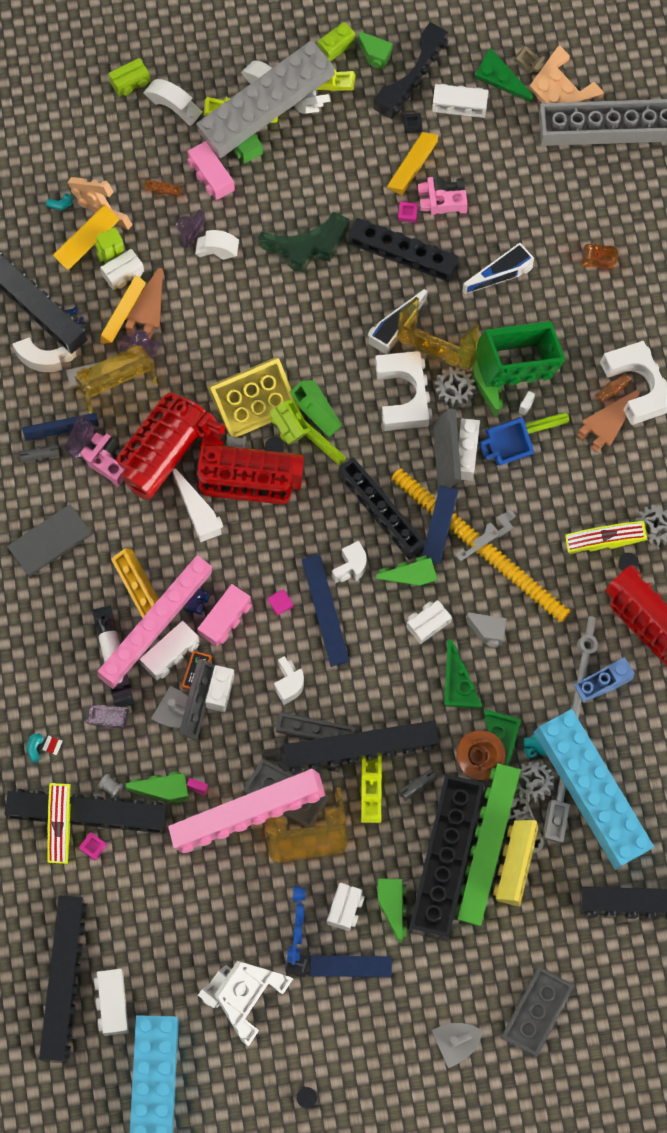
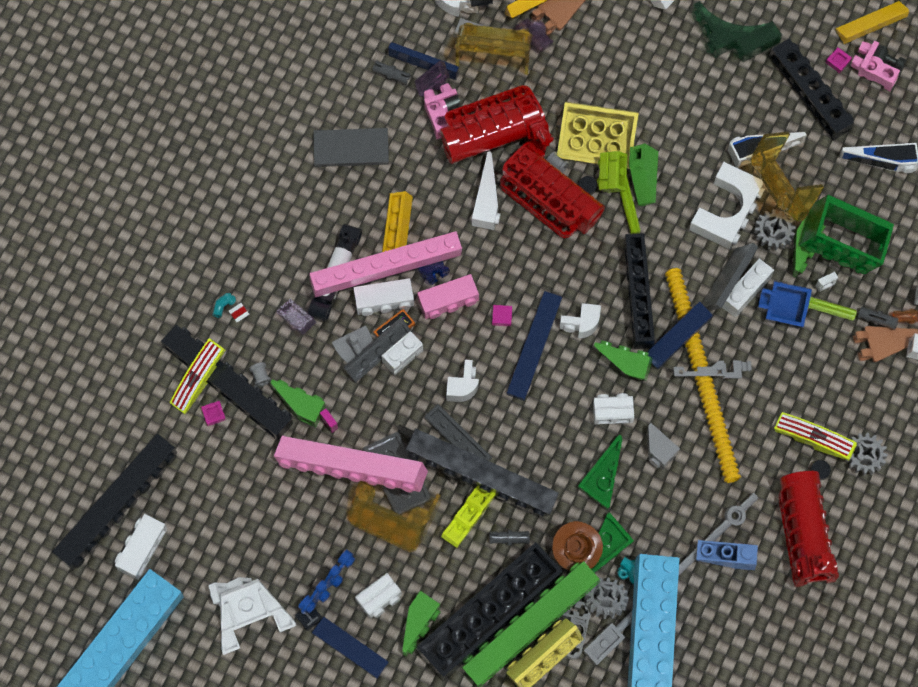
camera: 35 degrees right, 0 degrees up
(575, 409) = (890, 322): none -> dark grey pin

